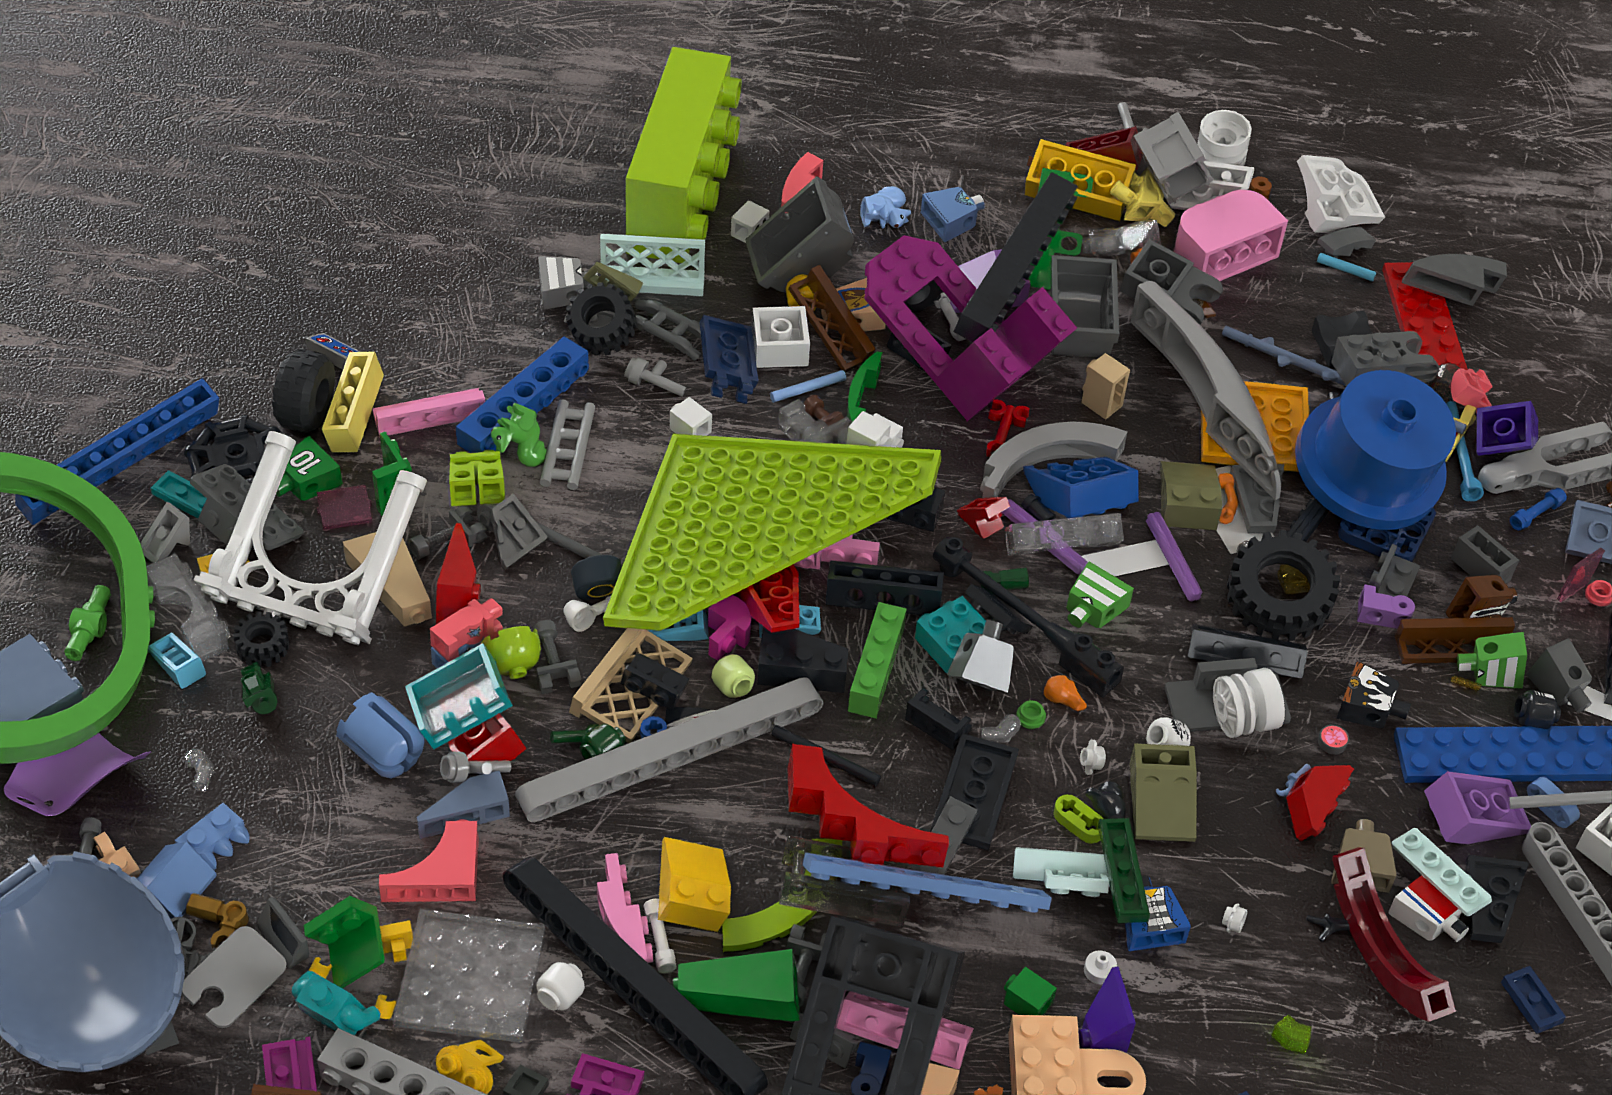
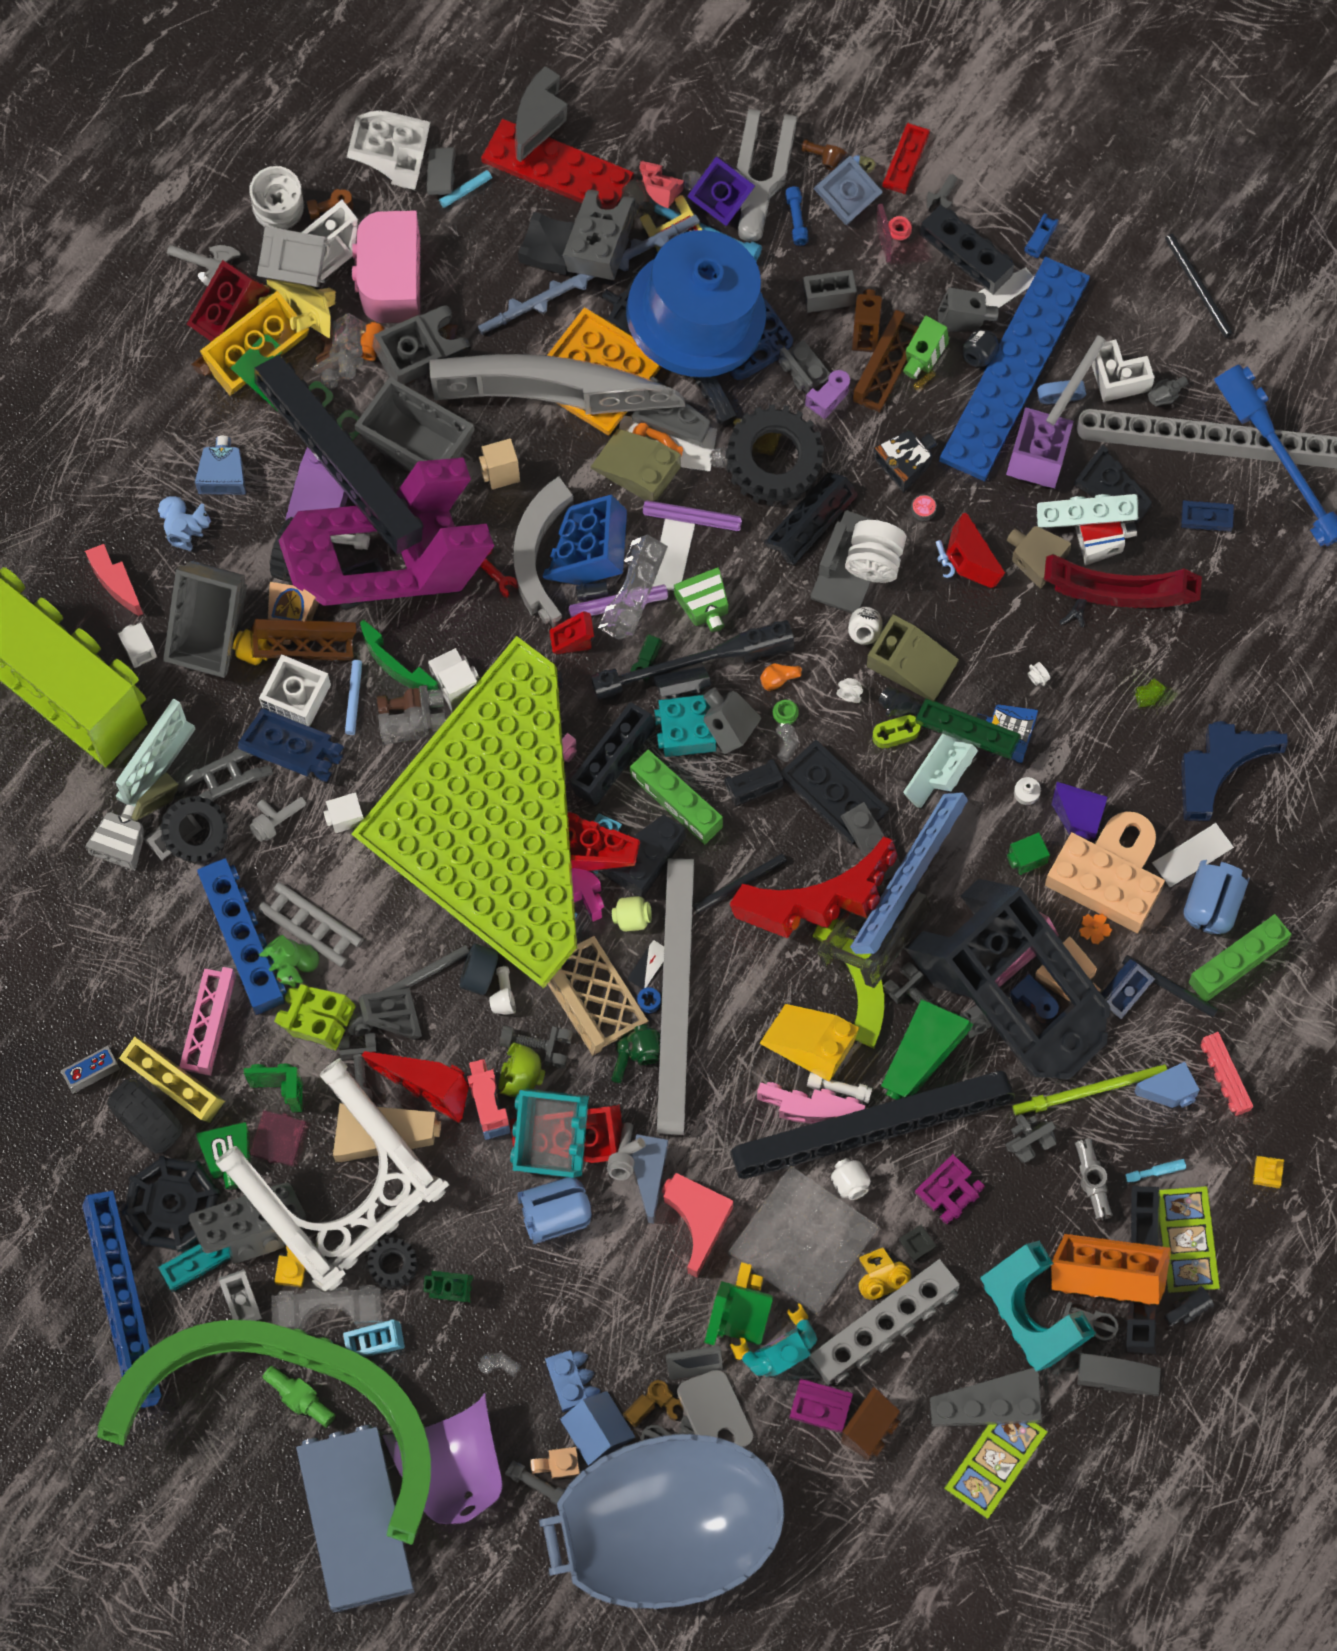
camera: 55 degrees left, 20 degrees up
(654, 681) = (606, 976): black bracket -> none

